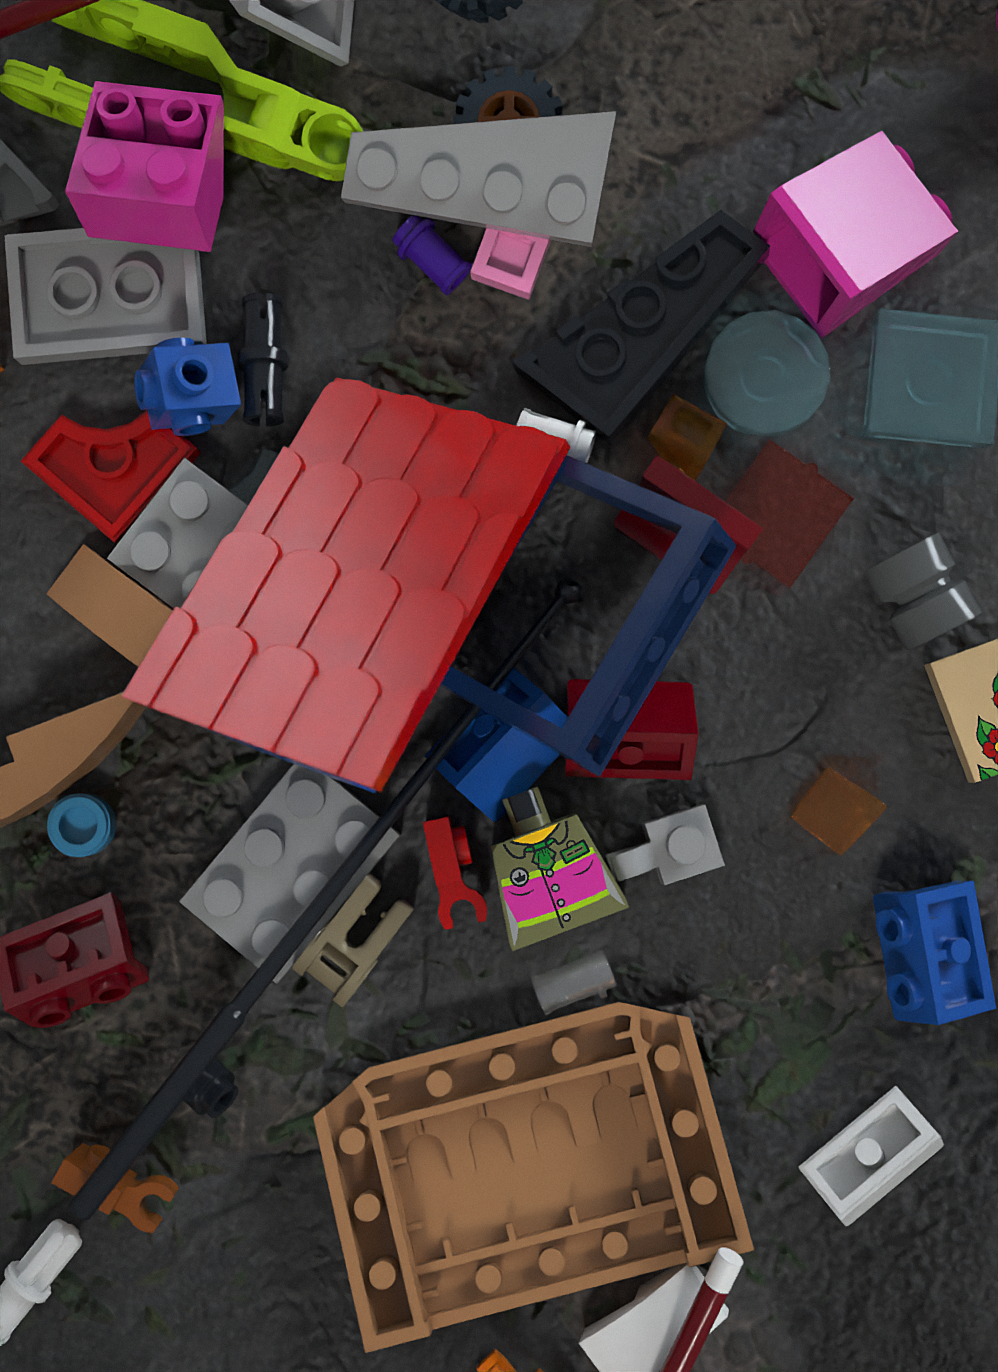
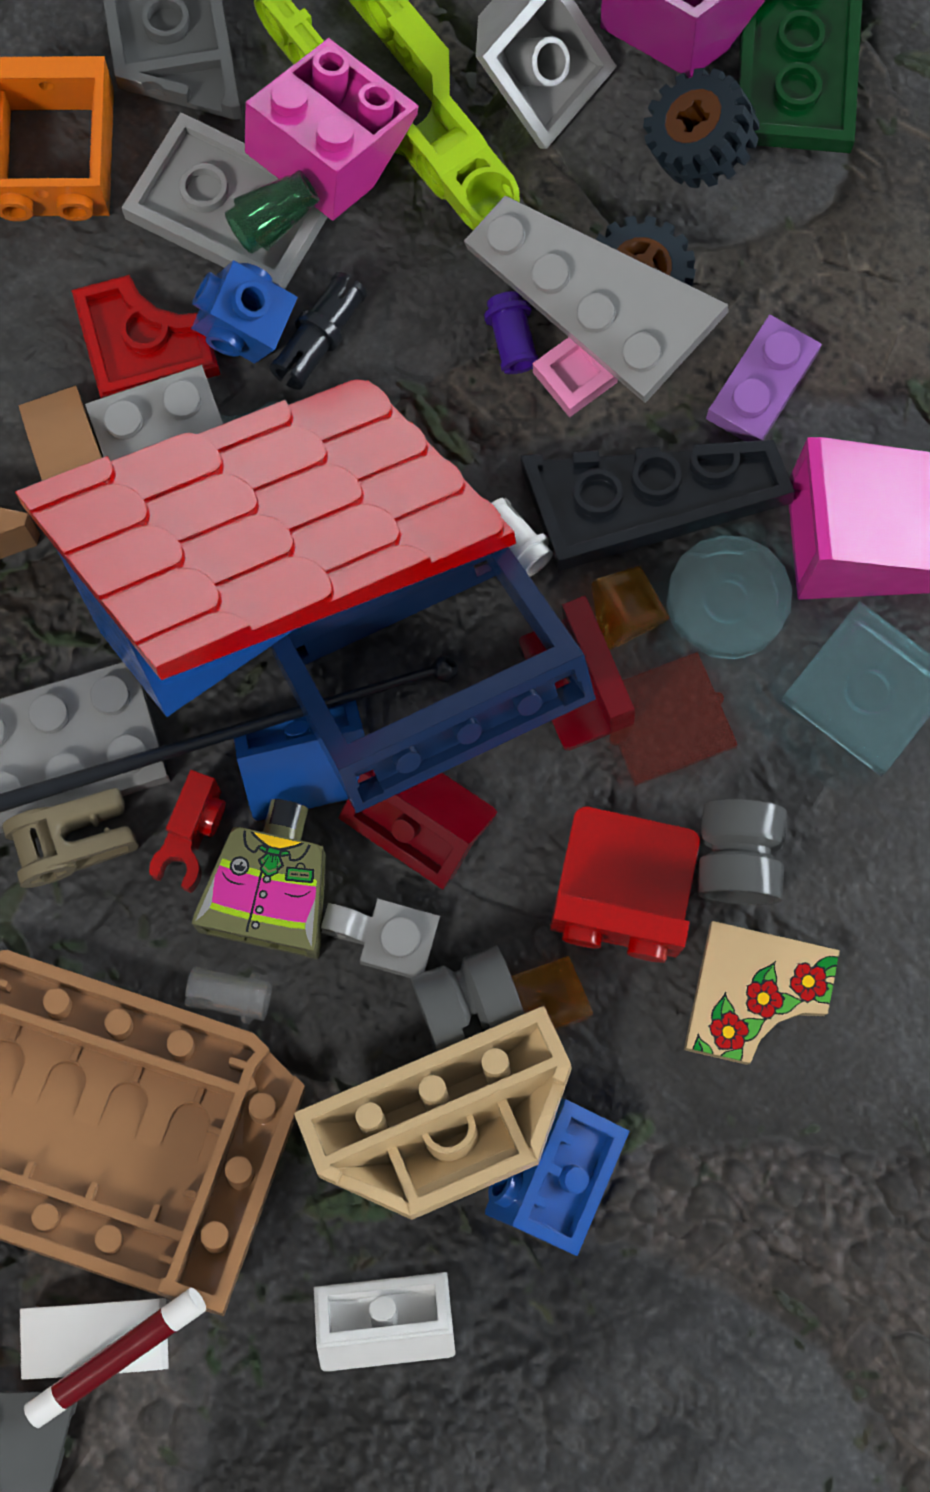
camera: 30 degrees right, 10 degrees down
(153, 278) = (271, 211): none -> clear green cone
(674, 160) = (763, 380): none -> medium lavender plate
(779, 862) = (467, 1000): none -> dark grey wheel
(832, 978) = (444, 1119): none -> tan wedge
(842, 680) = (626, 884): none -> red bracket

